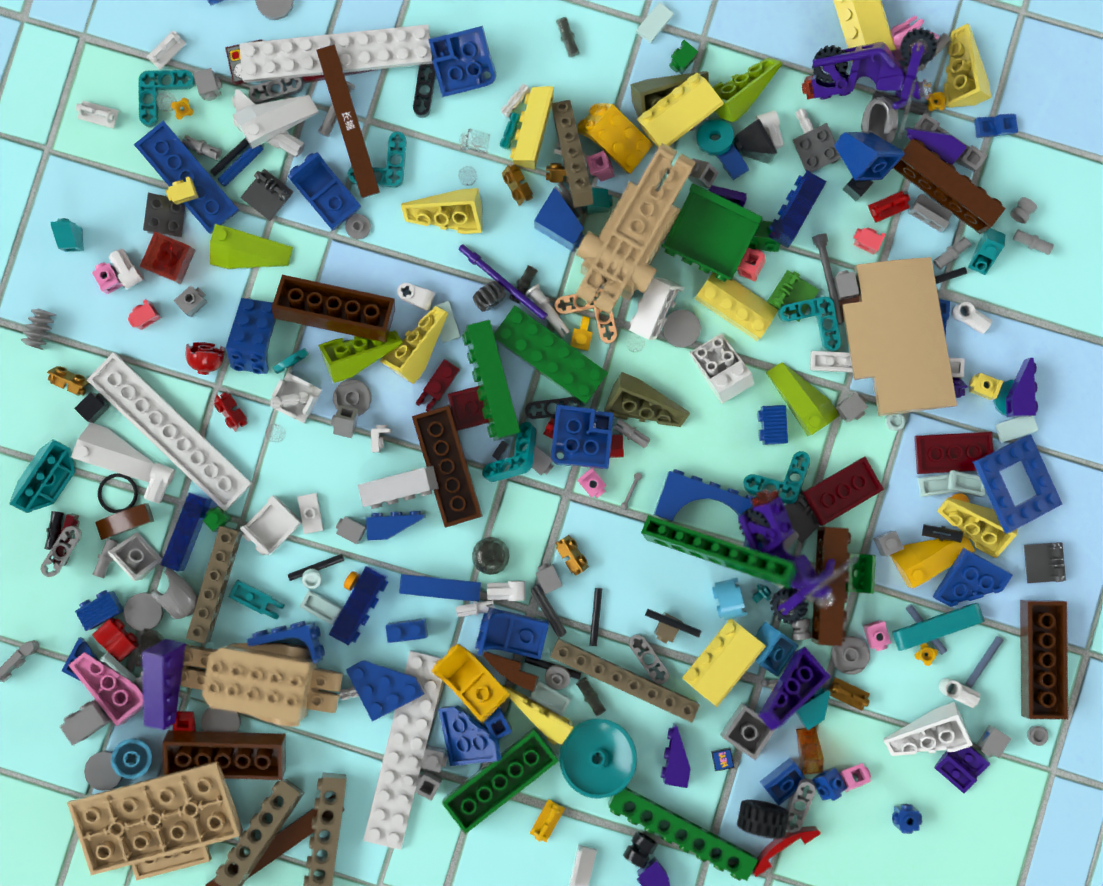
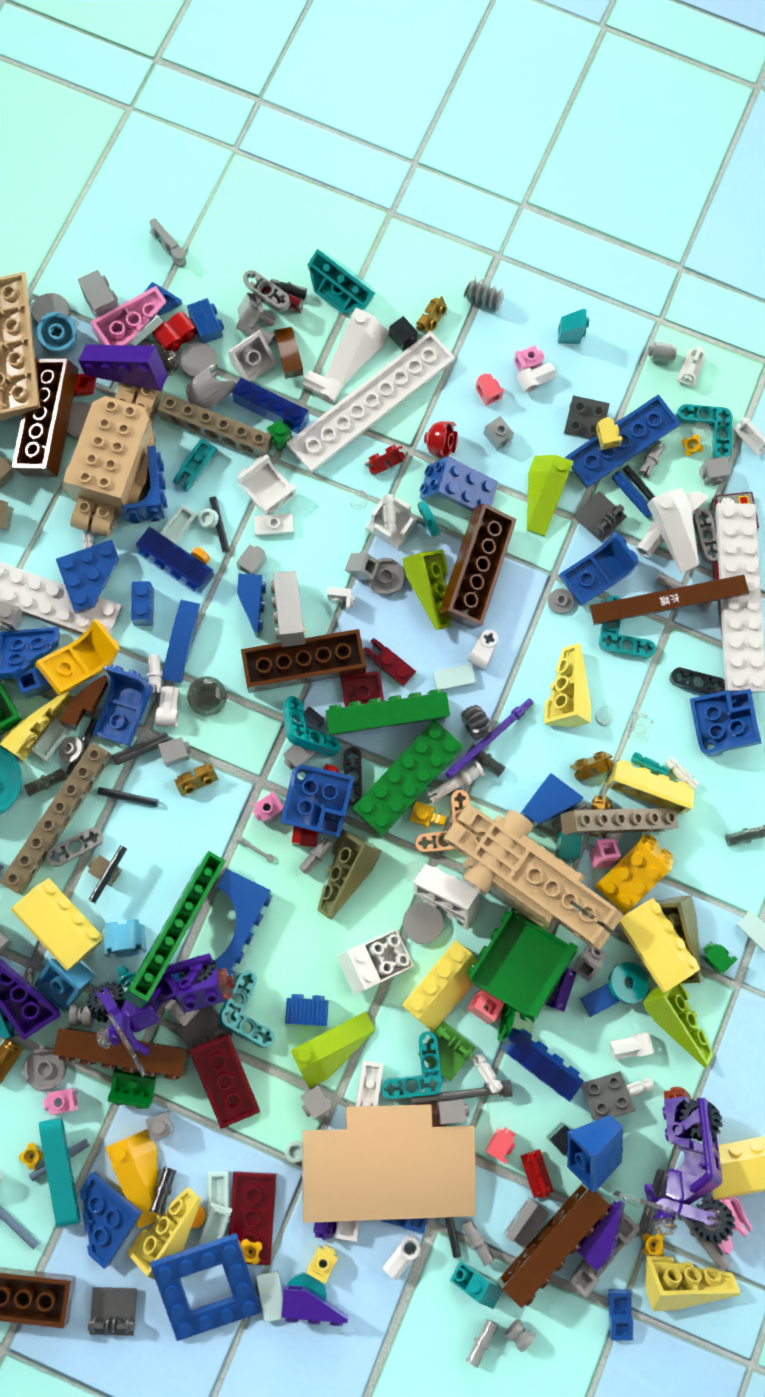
camera: 90 degrees right, 10 degrees down
(84, 144) = (662, 352): none -> light grey brick
(85, 563) = (251, 311): none -> light grey beam
(113, 476) = (313, 334): black tyre -> none
(167, 258) = (543, 415): clear red brick -> none
(413, 355) = (422, 639): light yellow wedge -> none
(755, 143) = (618, 1024): black slope -> none
(809, 257) = (487, 1073): none -> white axle
(880, 119) = (634, 1173): light grey hair -> none
(980, 445) = (255, 1247): none -> yellow plate

